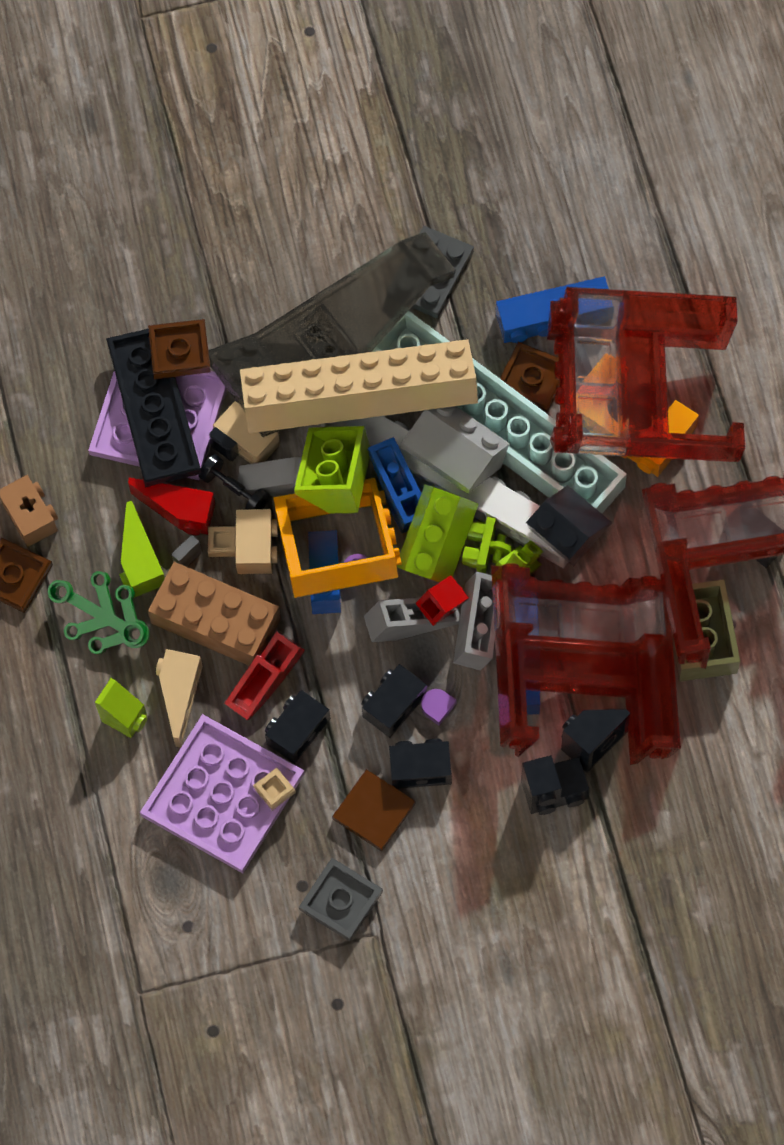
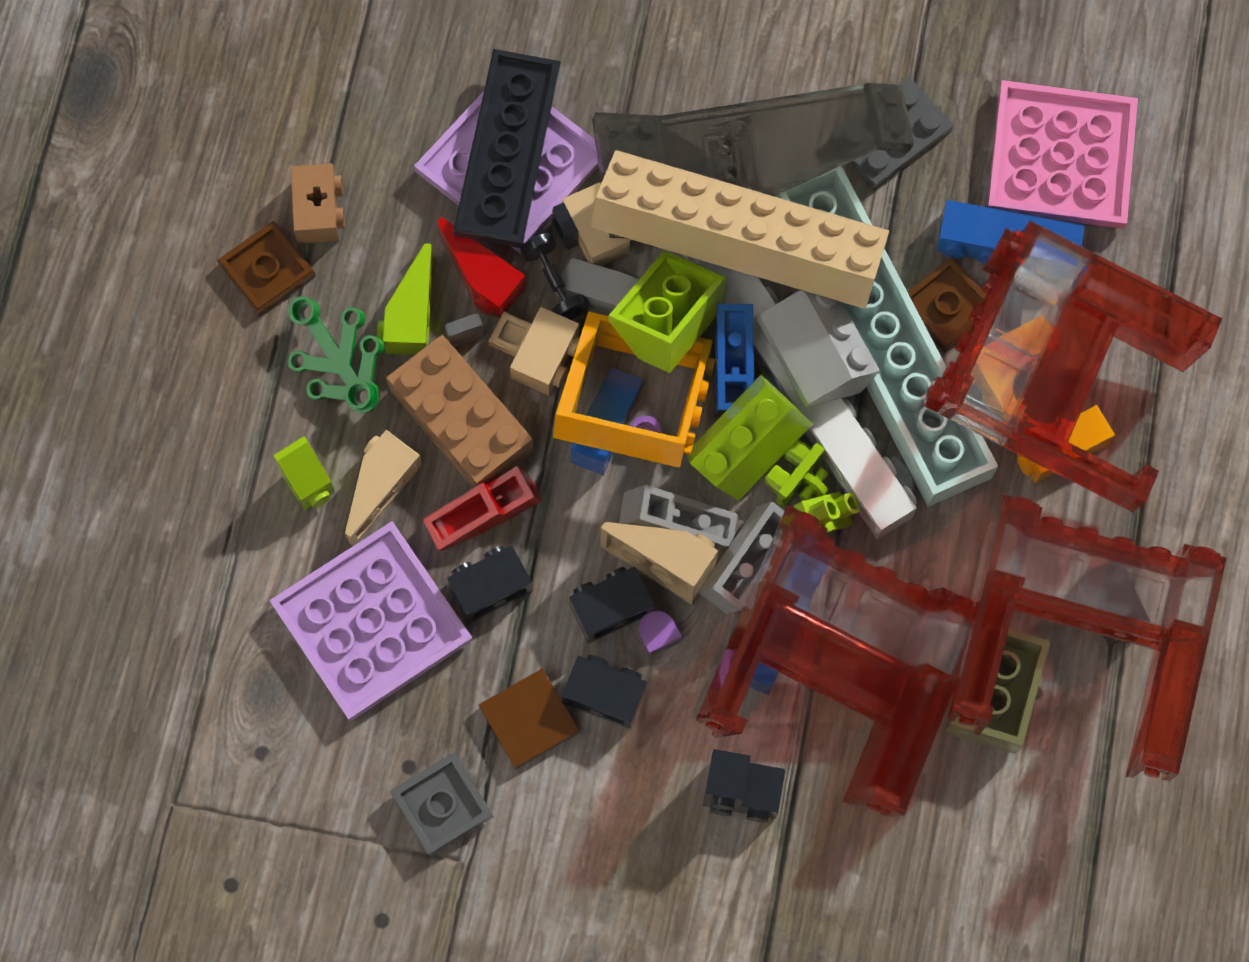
camera: 20 degrees right, 5 degrees up
(179, 349) = (566, 96): reddish brown tile -> none
(274, 789) = (427, 644): tan tile -> none
(418, 647) = (664, 555): none -> tan slope
(442, 600) = (719, 515): red brick -> none
(563, 232) = (1063, 154): none -> bright pink plate
(568, 524) = (902, 495): black slope -> none
(593, 734) = (813, 751): black slope -> none

